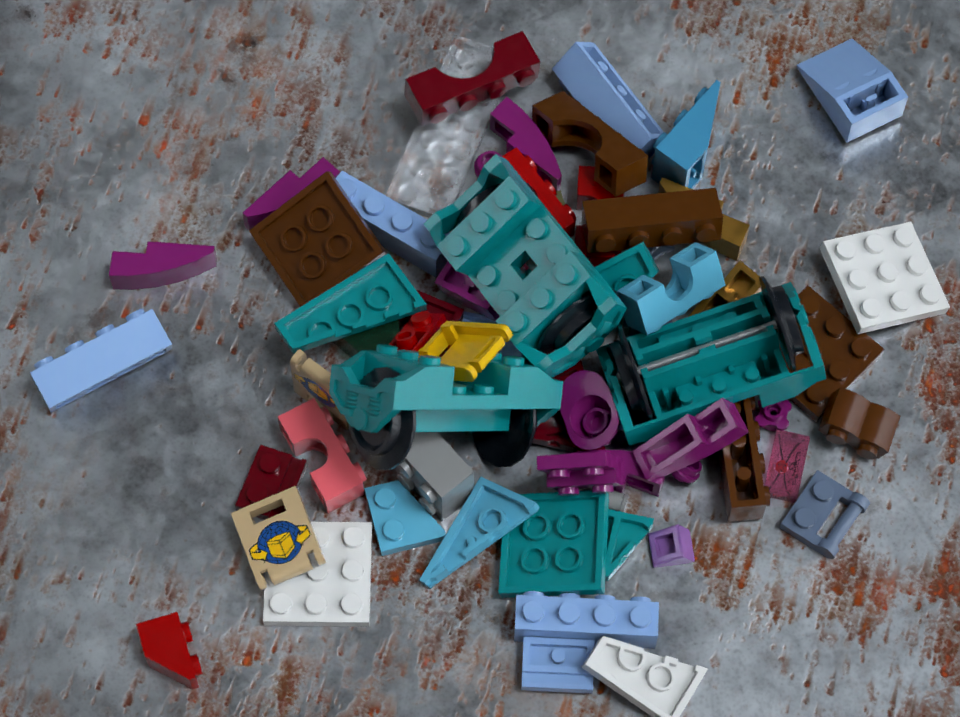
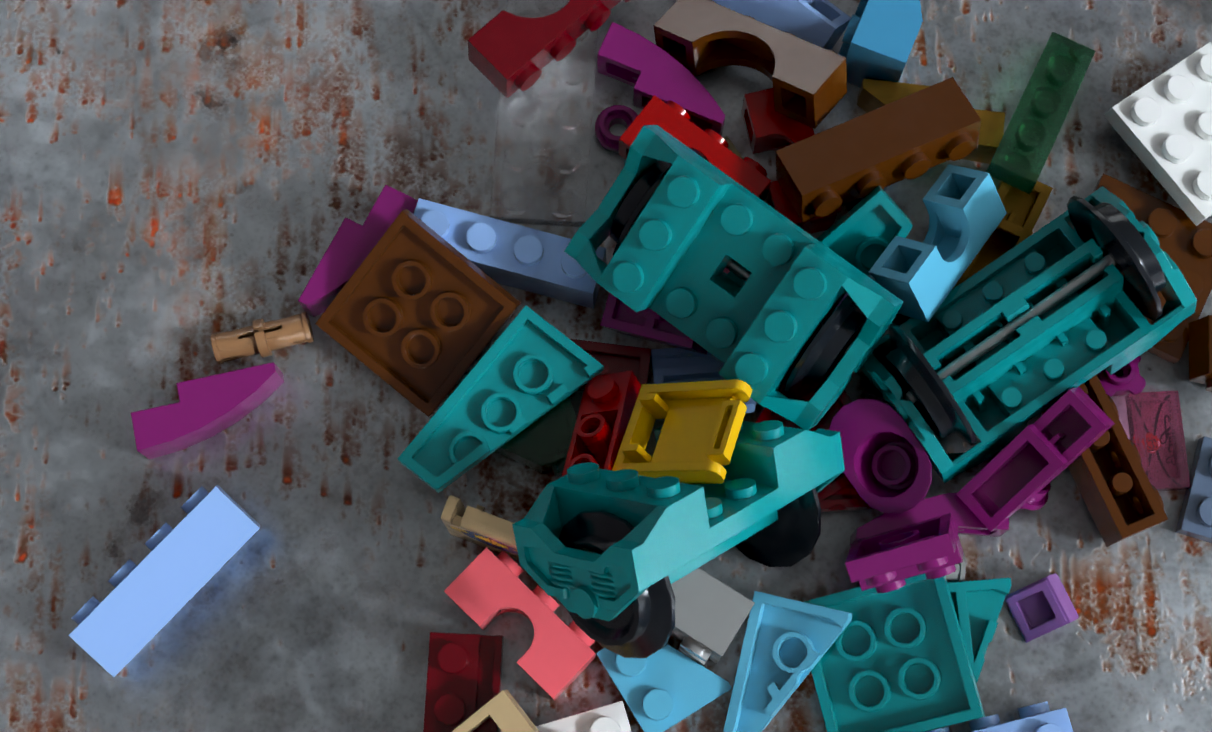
camera: 15 degrees left, 10 degrees up
(211, 232) = (262, 338): none -> medium nougat pin
(774, 231) = (1040, 113): none -> clear green plate

